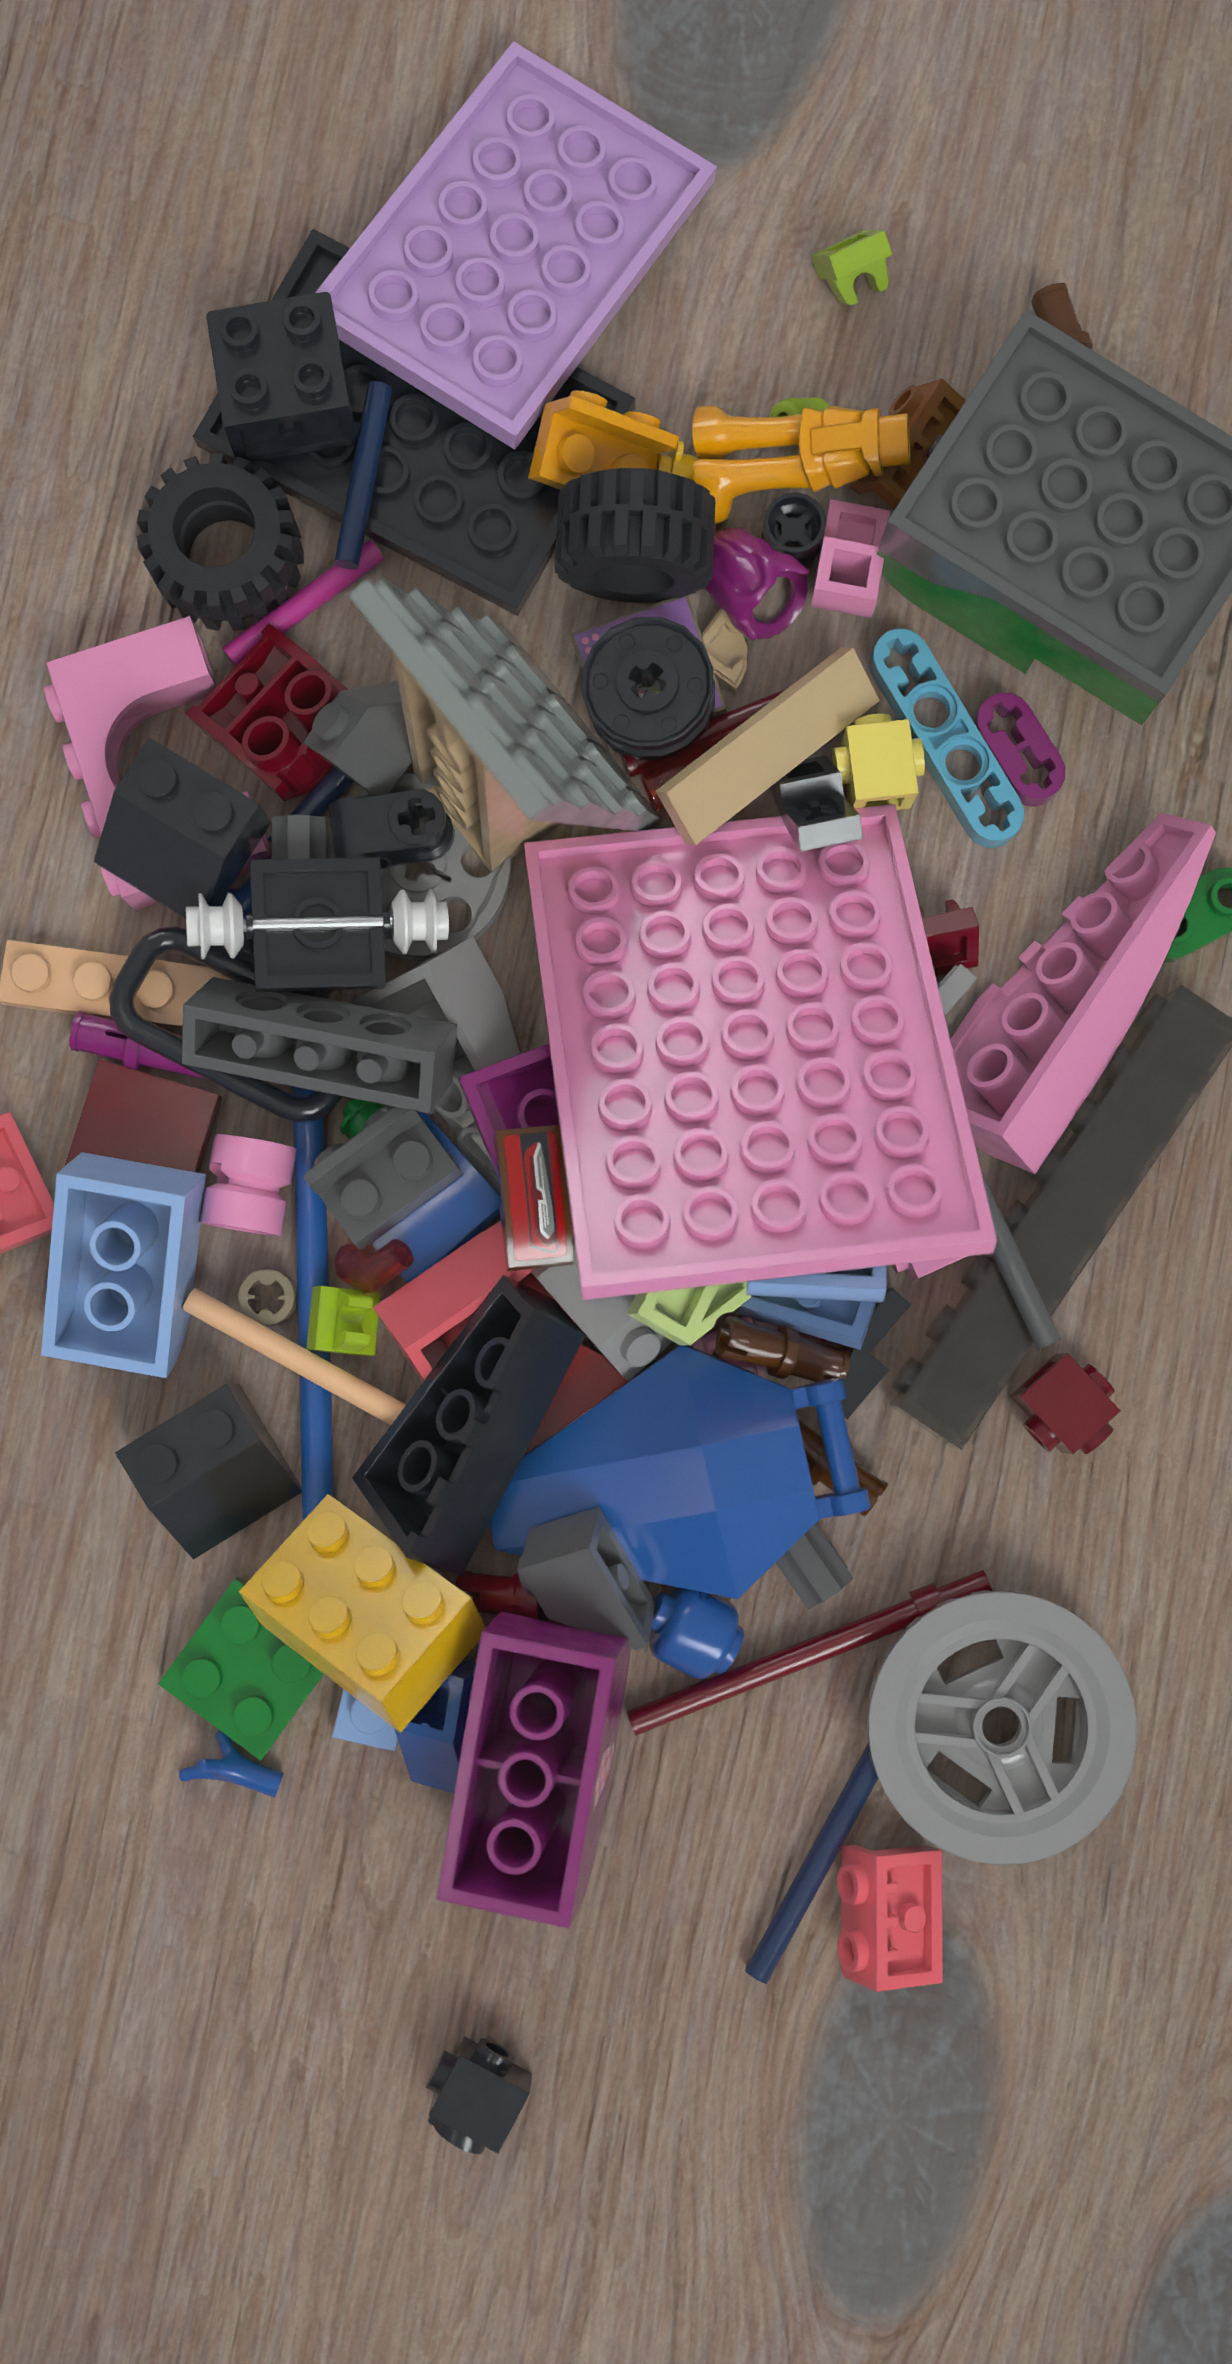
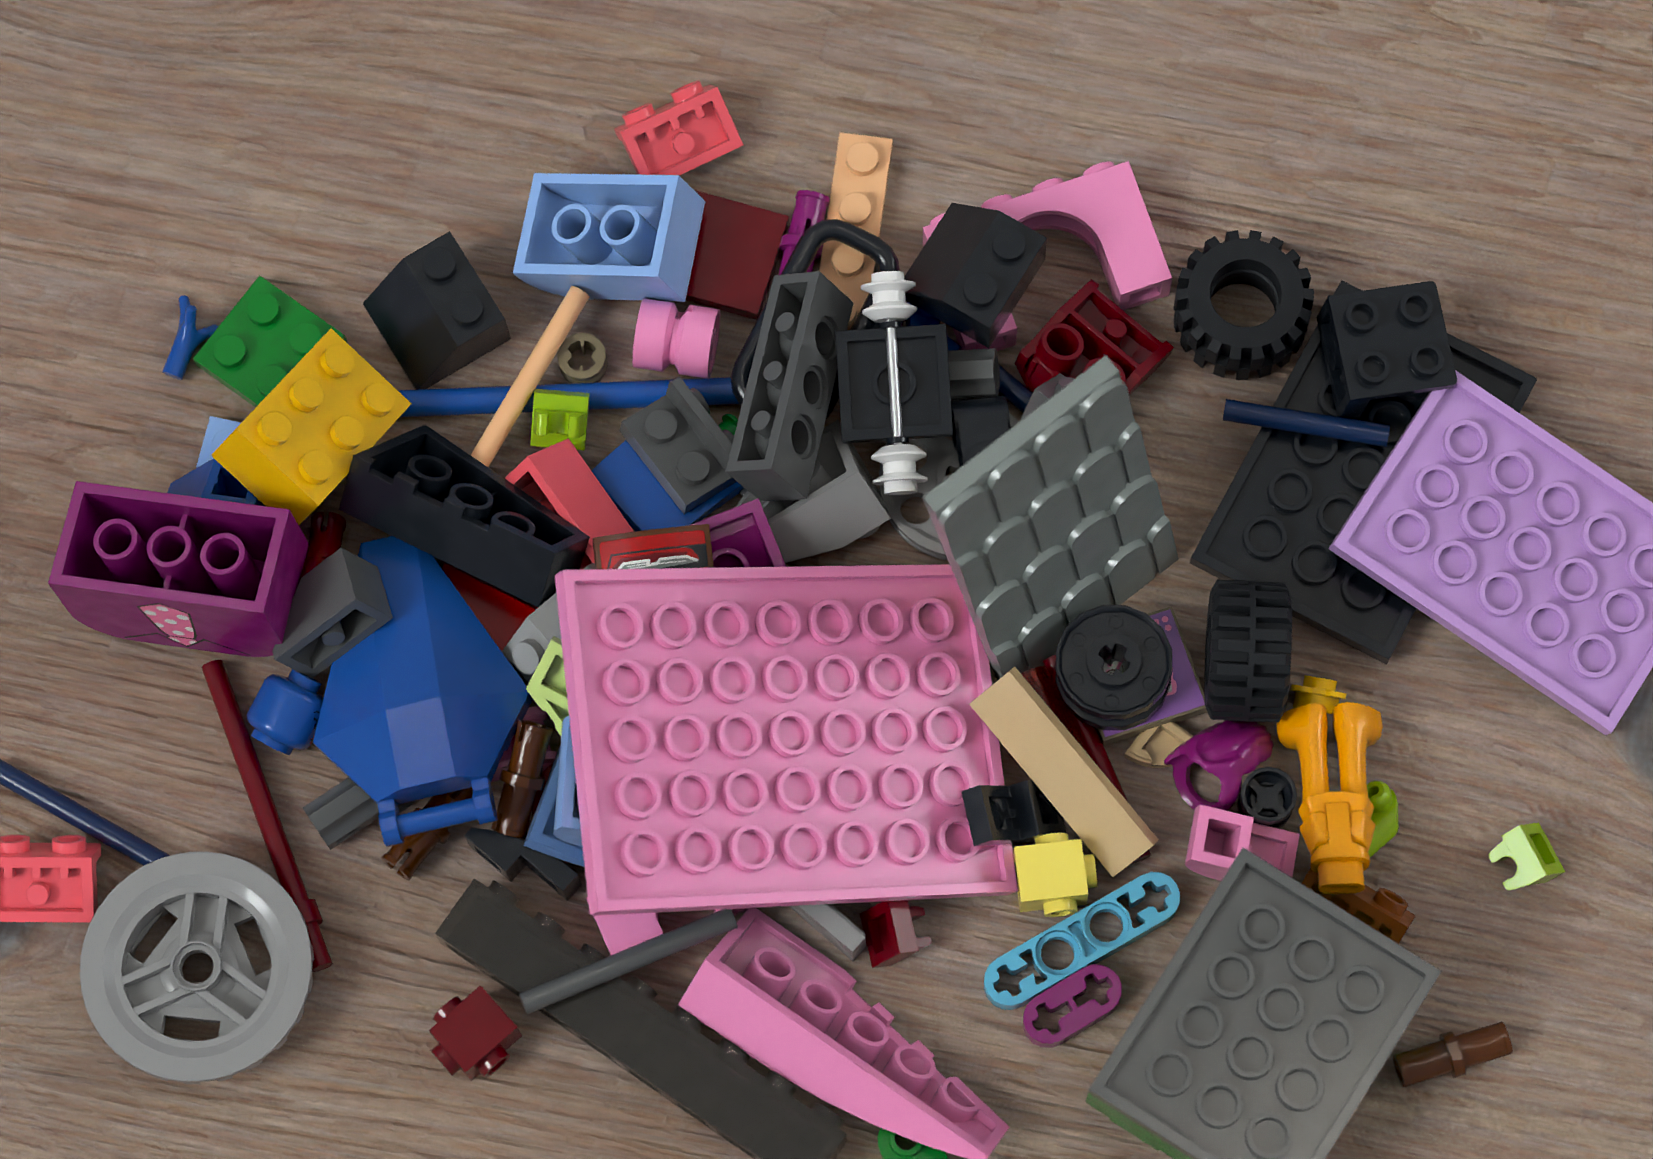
camera: 95 degrees right, 10 degrees down
(304, 602) = (1197, 378): dark pink bar -> none
(372, 1271) = (601, 440): clear red arm -> none
(586, 437) = (1327, 621): light orange bracket -> none

